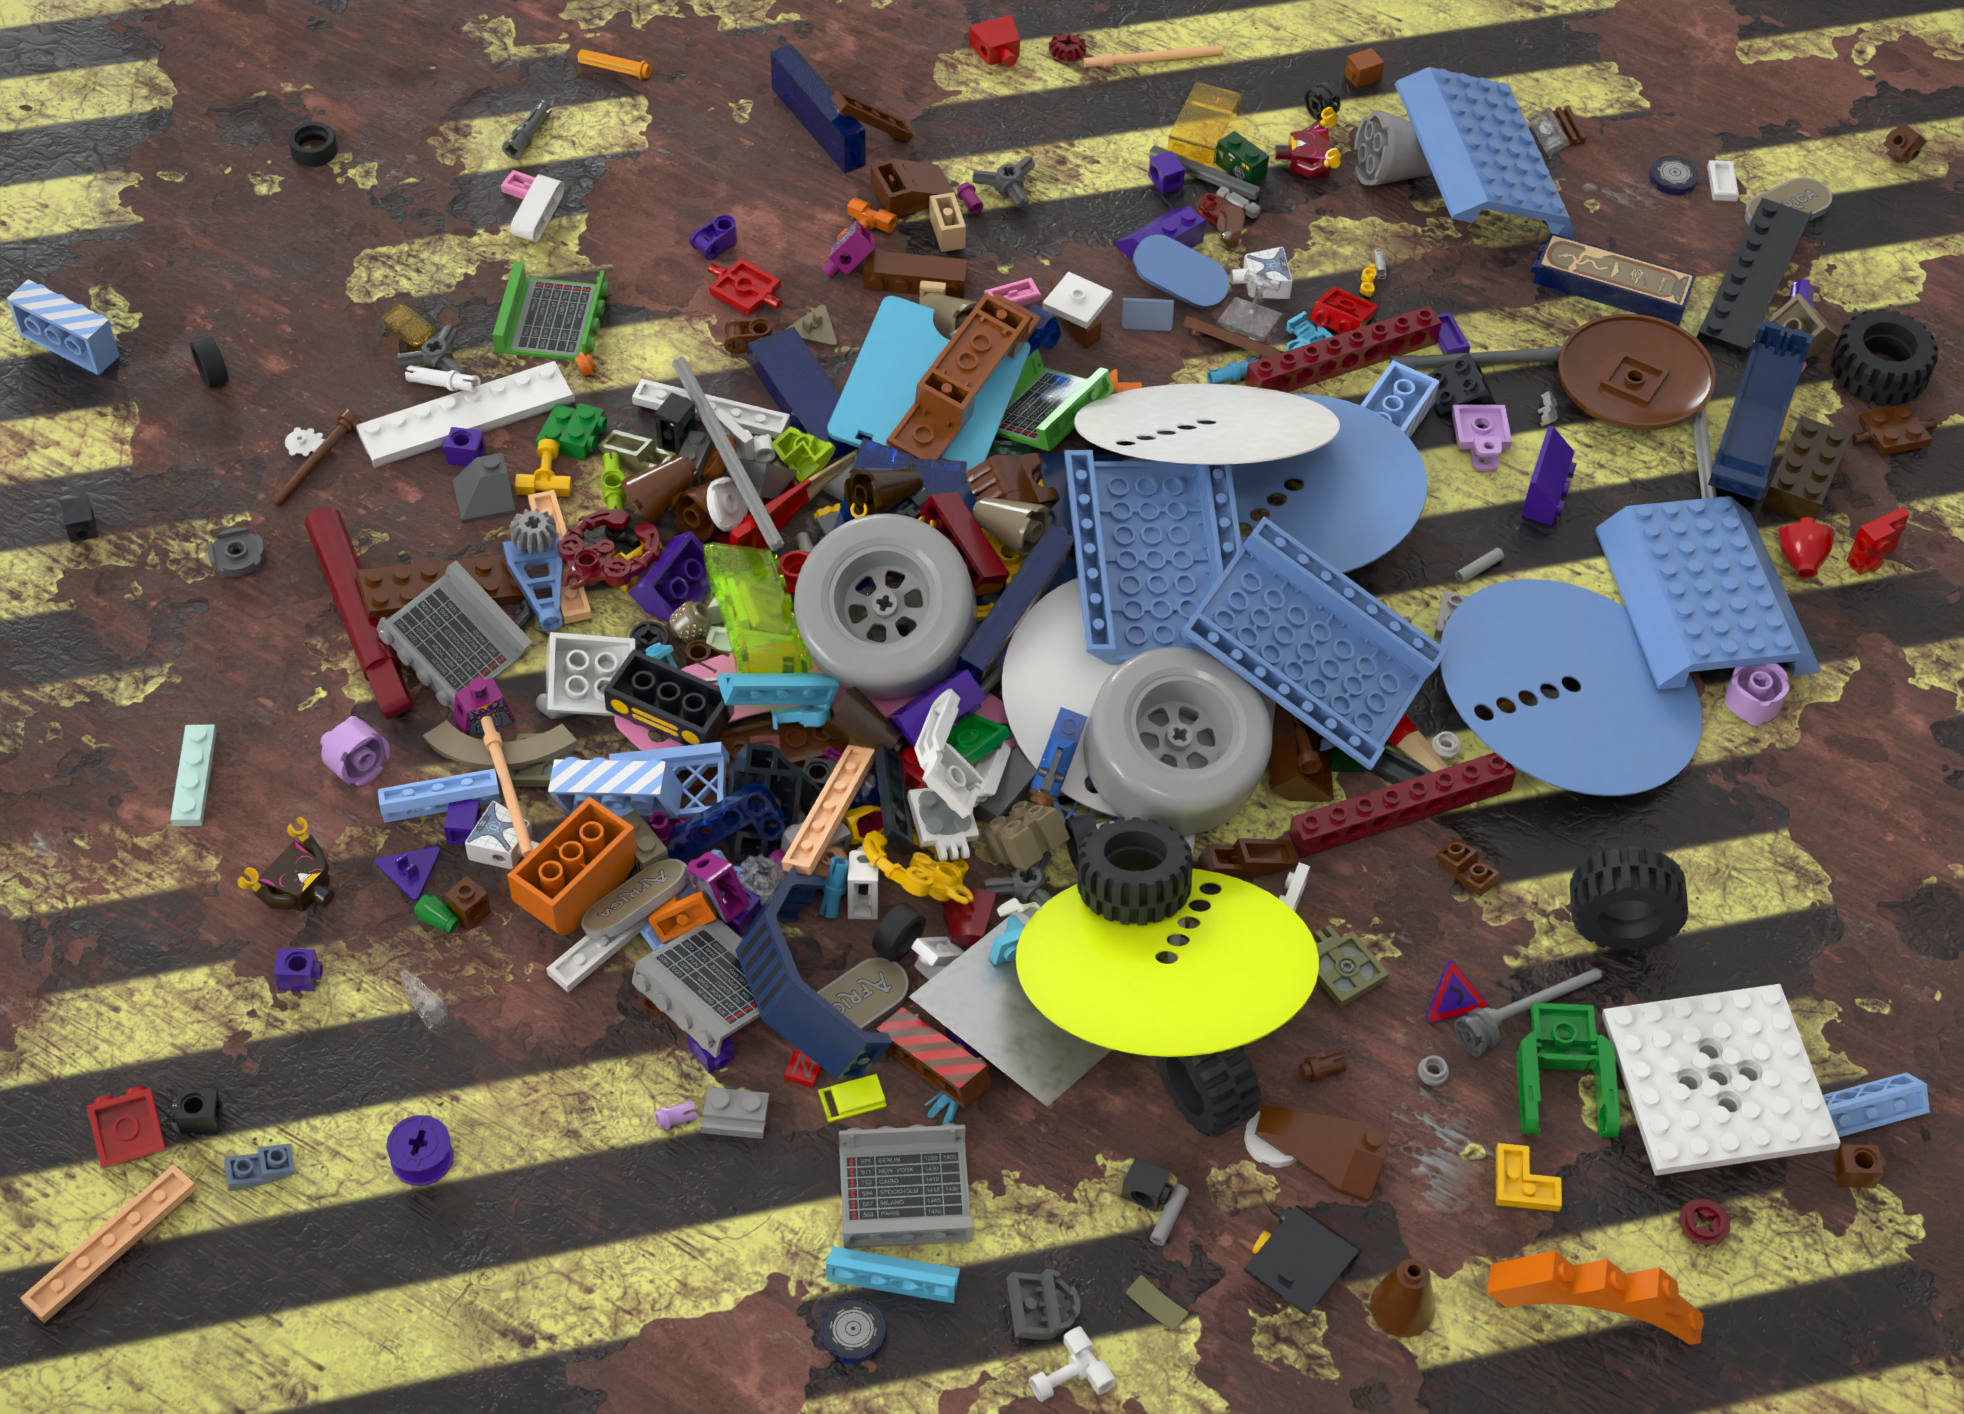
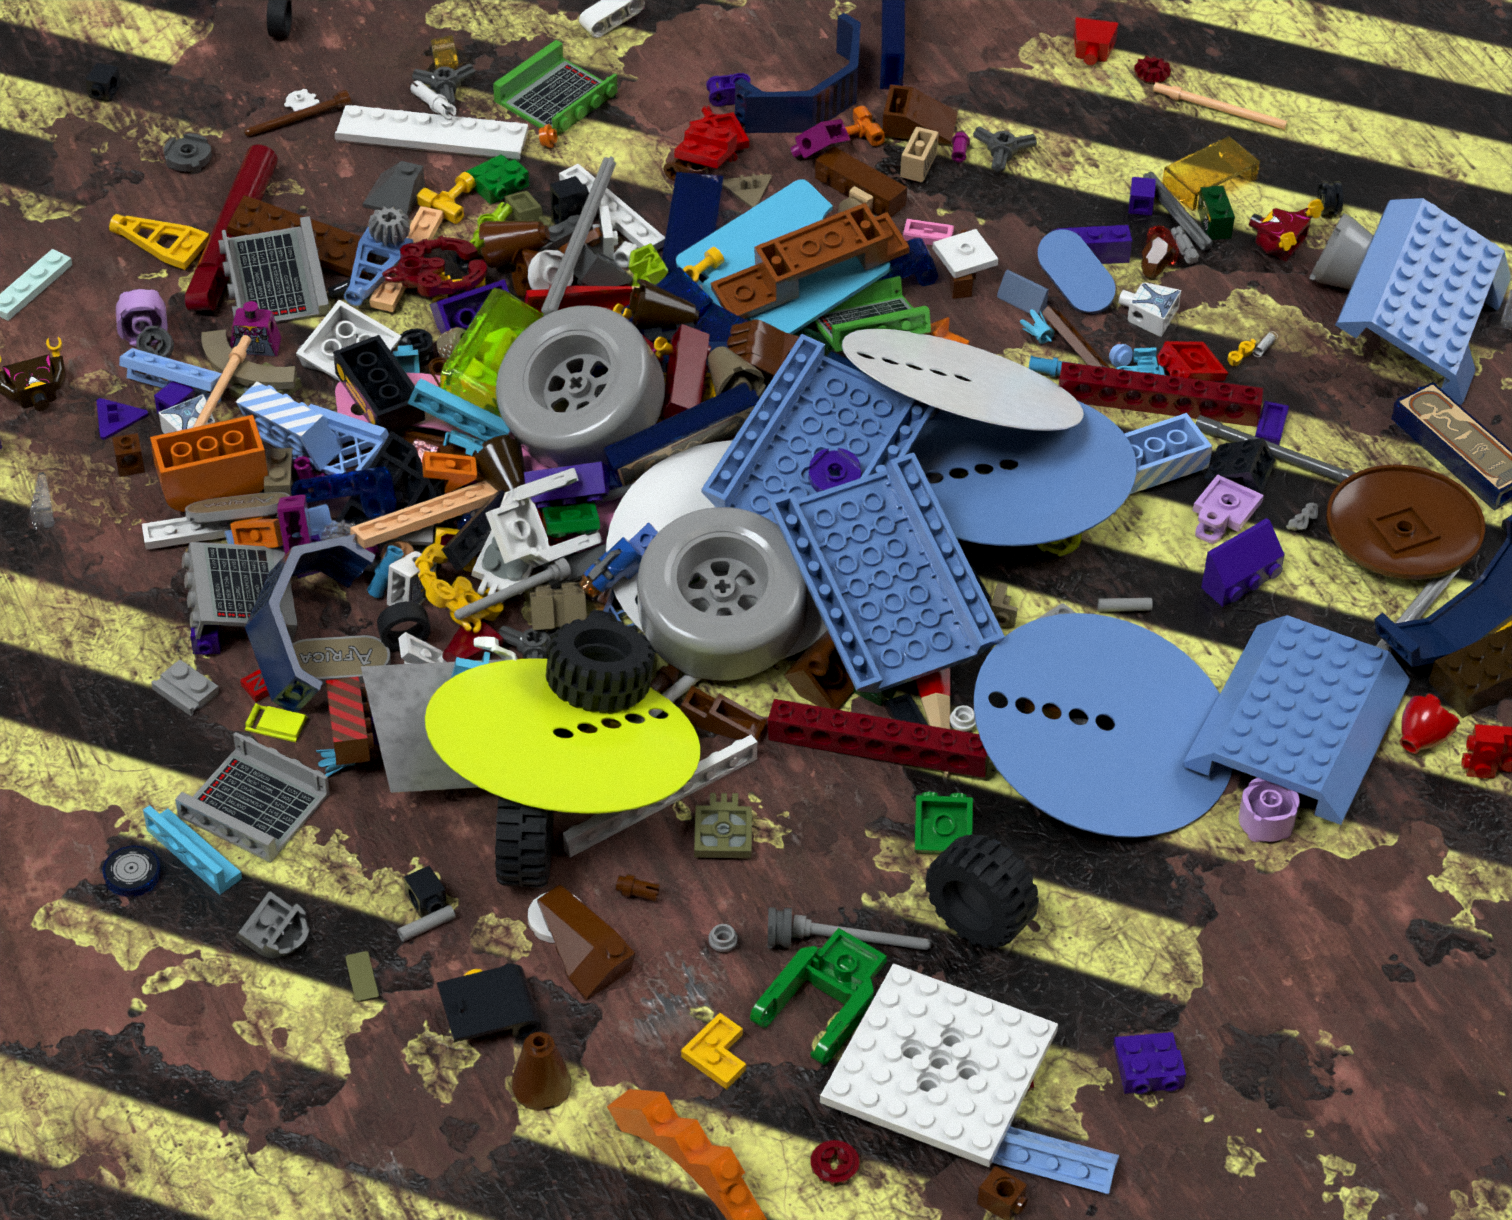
camera: 35 degrees right, 5 degrees down
(326, 653) = (180, 254): none -> yellow plate
(380, 770) = (153, 333): none -> dark grey wheel
(436, 913) = (103, 451): green cone -> none
(463, 446) = (407, 150): dark purple brick -> none
(674, 1115) = (141, 665): lavender pin -> none
(754, 303) = (706, 145): none -> red plate
(778, 243) = (804, 109): none -> dark blue panel
(817, 751) = (454, 469): none -> orange slope
(868, 414) = (713, 258): none -> yellow bar
(872, 116) = (924, 49): reddish brown plate -> none
(999, 801) = (557, 570): none -> light grey piece
(1082, 1364) = (266, 982): white bar -> none
(1181, 585) = (827, 460): none -> dark purple plate
(1192, 341) = (1040, 330): none -> medium azure piece
(1249, 317) = (1109, 330): clear plate -> none
(1279, 333) = (1120, 355): none -> light blue plate
(1364, 68) = (1395, 186): dark orange brick -> none
(1454, 995) = (788, 891): piece -> none
(1464, 864) = (895, 813): reddish brown slope -> none
(1520, 853) = (941, 820): none -> green plate
(1859, 974) = (1149, 1063): none -> dark purple plate

